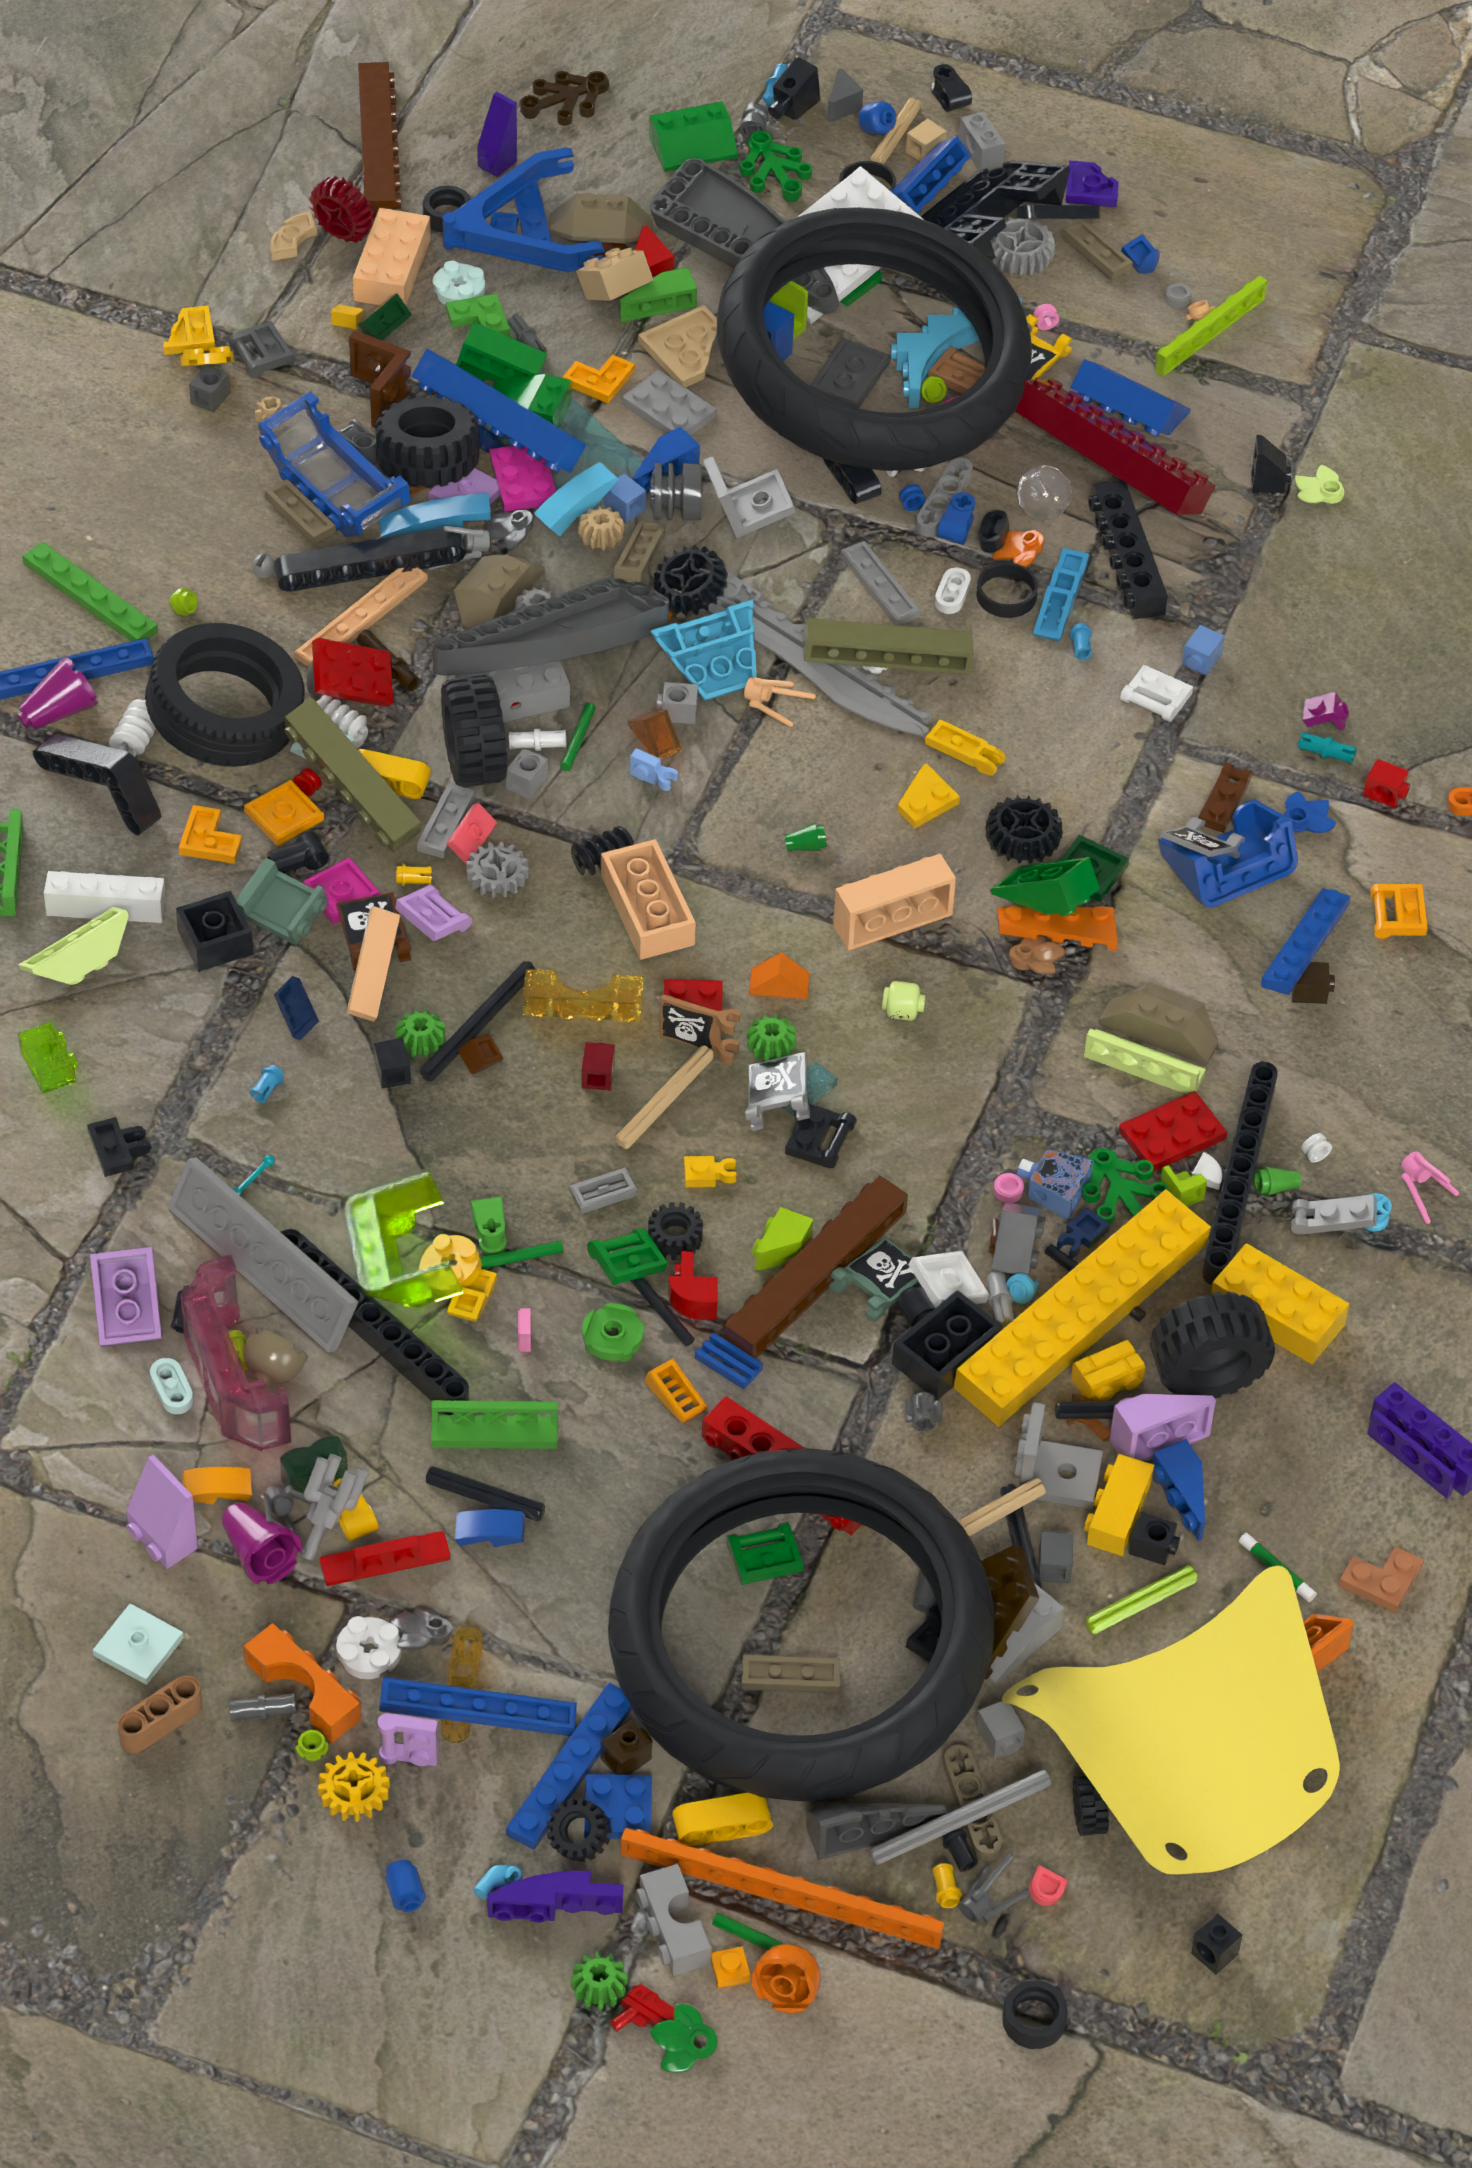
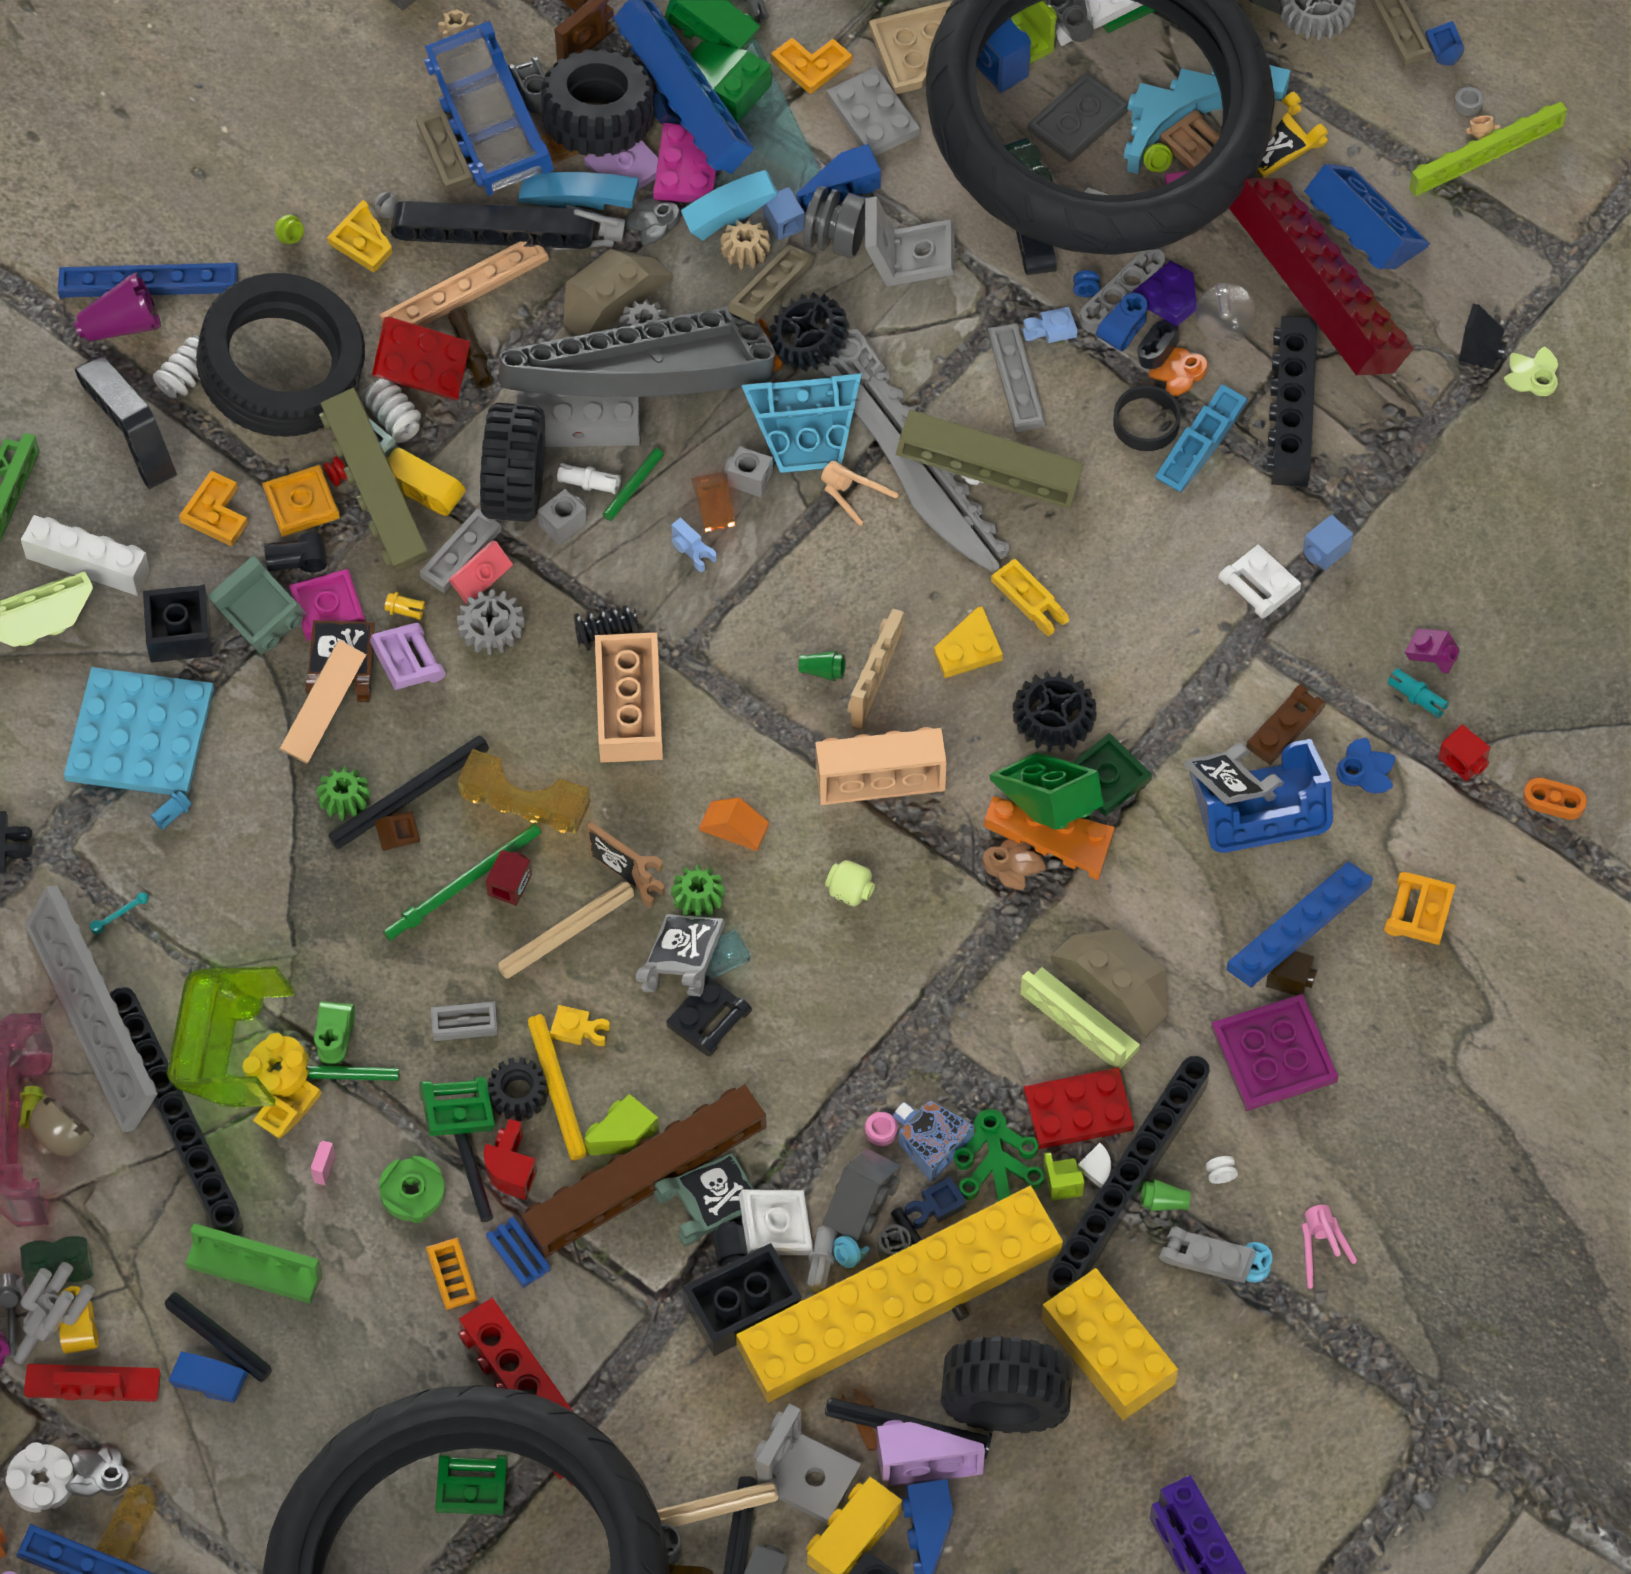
camera: 20 degrees right, 10 degrees up
(89, 593) = (200, 196): bright green plate -> none
(210, 1029) = (139, 732): none -> medium azure plate
(253, 596) = (361, 238): none -> yellow wing
(296, 1008) = (230, 731): dark blue plate -> none
(392, 1063) = (301, 820): black panel -> none
(524, 1117) = (413, 916): none -> green bar
(699, 992) = (645, 821): red plate -> none
(711, 1224) = (557, 1087): none -> yellow axle
(854, 839) = (875, 668): none -> tan wing
(896, 535) = (1053, 324): none -> light blue plate
(923, 1411) = (691, 1368): dark grey gear -> none
(952, 590) = (1085, 407): white plate -> none
(989, 488) = (1170, 293): none -> dark purple plate
(1043, 311) = (1313, 96): bright pink bush -> none
(1057, 1267) = (890, 1233): none -> dark grey wheel
(1081, 636) = (1204, 492): dark azure pin -> none
(1108, 1372) = (900, 1375): yellow brick -> none
(1322, 1048) = (1274, 1052): none -> magenta plate

